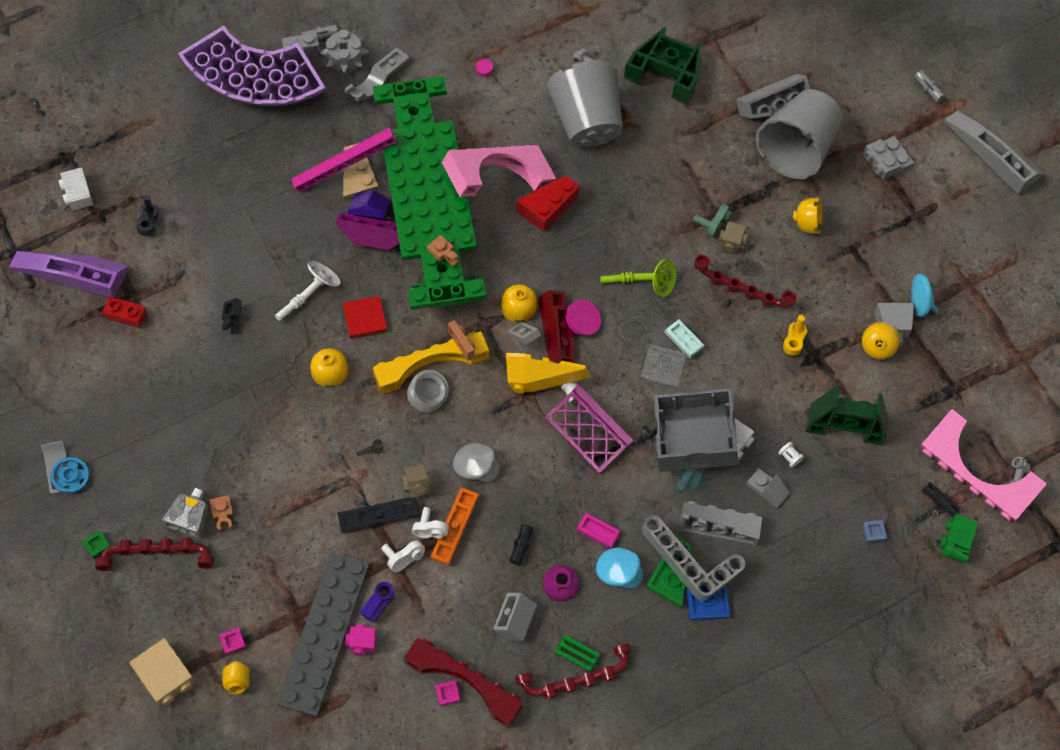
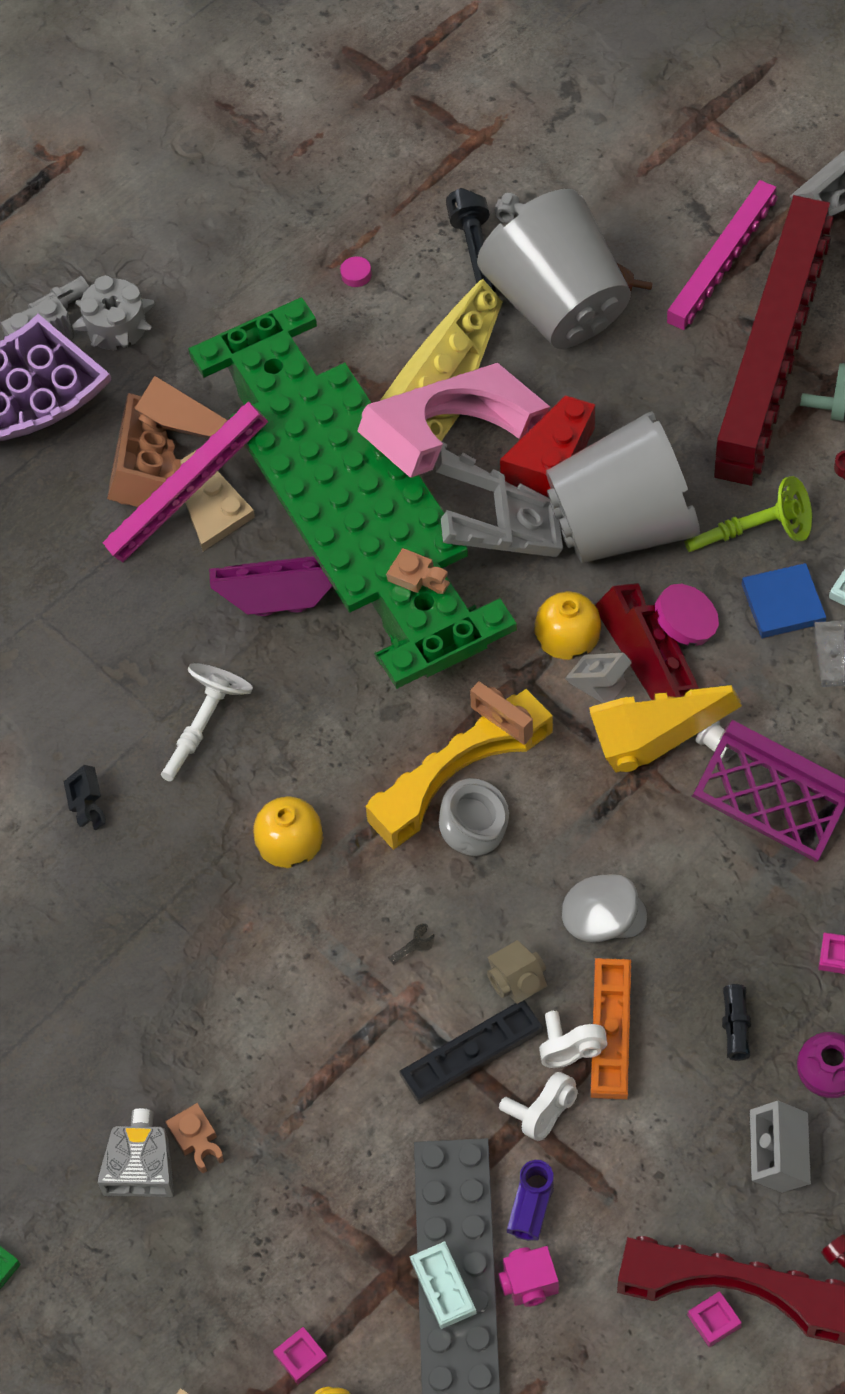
camera: 10 degrees left, 5 degrees down
(166, 546) = (84, 1242): dark red bar -> none
(314, 630) = (443, 1285): none -> light aqua plate
(331, 135) = (141, 458): none -> nougat wedge
(355, 117) = (176, 411): none -> nougat wedge
(365, 317) = (315, 730): red tile -> none
(370, 204) = (252, 543): dark purple slope -> none
(380, 73) = (185, 332): light grey piece -> none
(514, 131) = (451, 349): none -> light yellow wedge
(518, 235) = (522, 514): none -> light grey wing
(556, 53) = (469, 217): none -> black piece
(571, 241) = (622, 493): none -> light grey cone
(639, 326) = (783, 600): none -> blue tile
(669, 58) = (656, 165): dark green wedge -> none
(686, 120) = (721, 255): none -> dark pink piece
(691, 179) = (773, 341): none -> dark red piece

